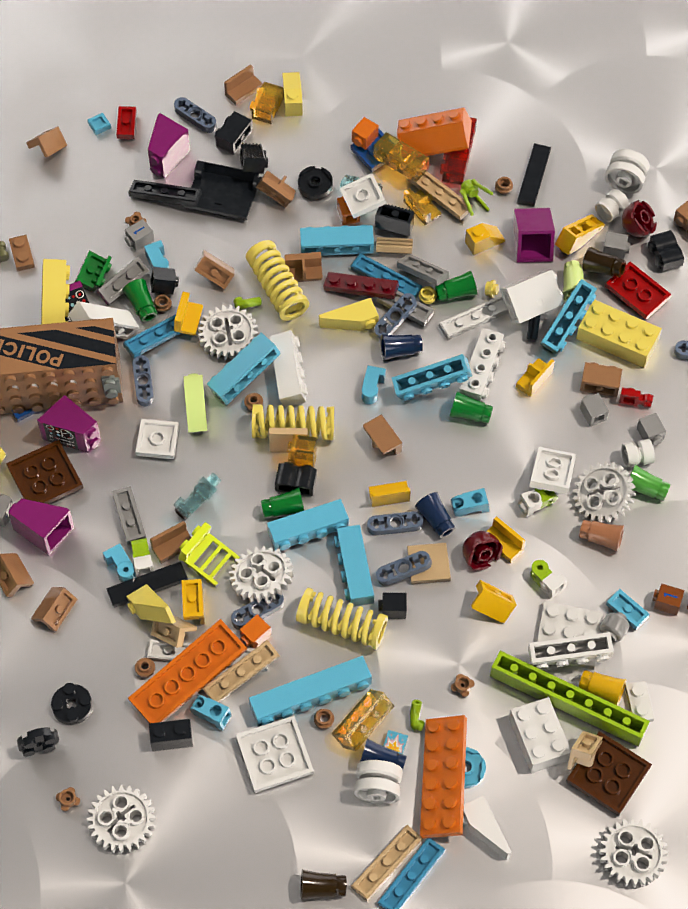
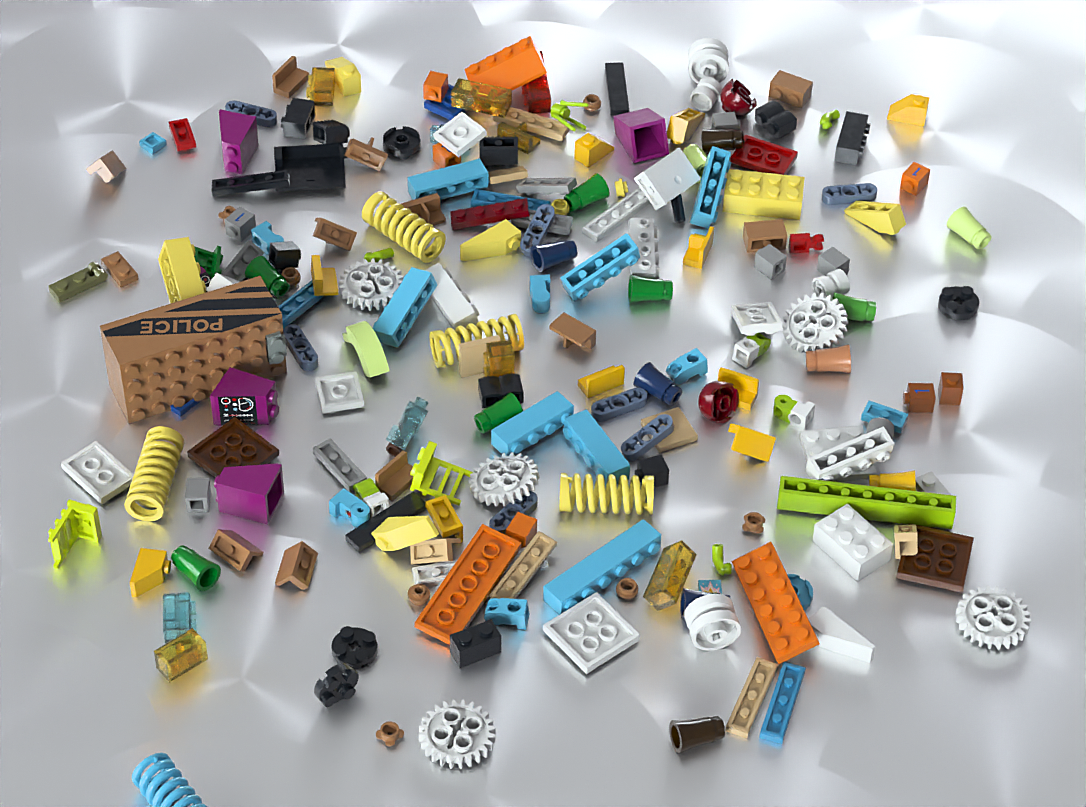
camera: 20 degrees left, 15 degrees down
(253, 396) = (422, 338): medium nougat plate -> none

